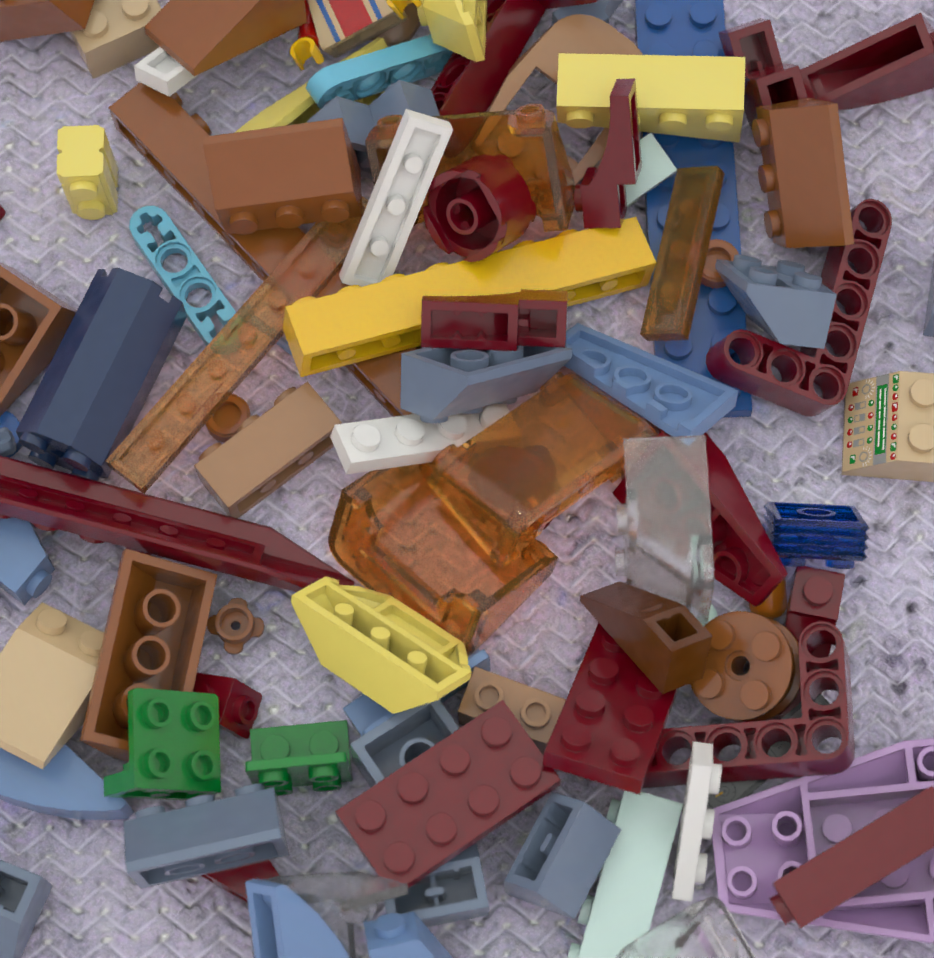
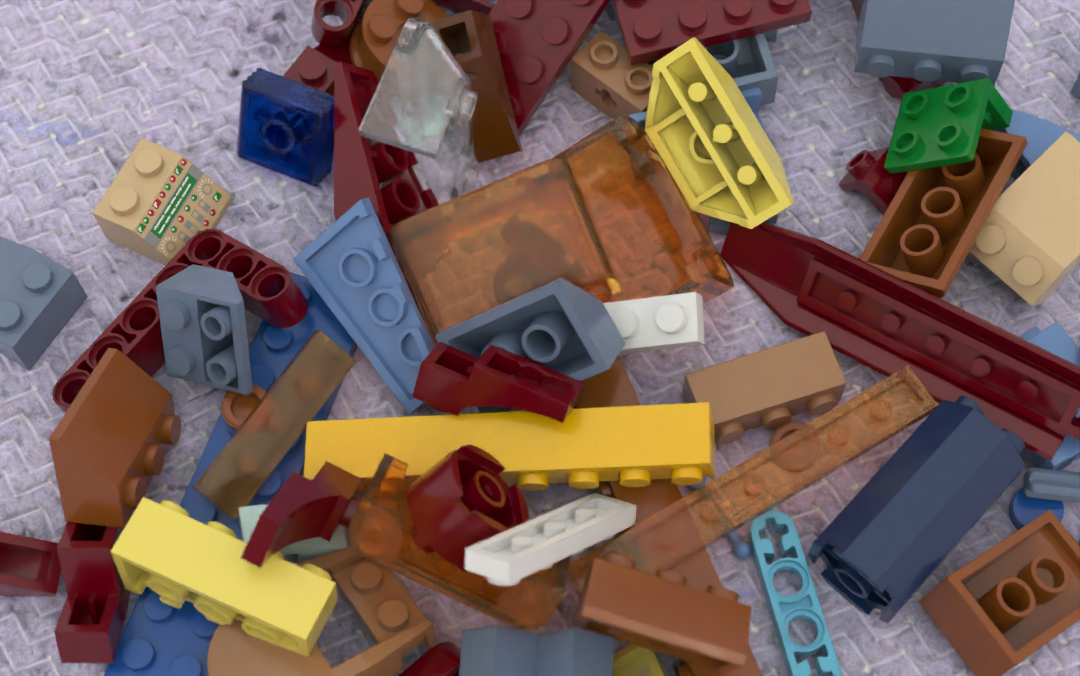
camera: 160 degrees left, 5 degrees down
(221, 624) = (846, 234): dark orange plate -> none
(301, 756) = (823, 103): green bracket -> none

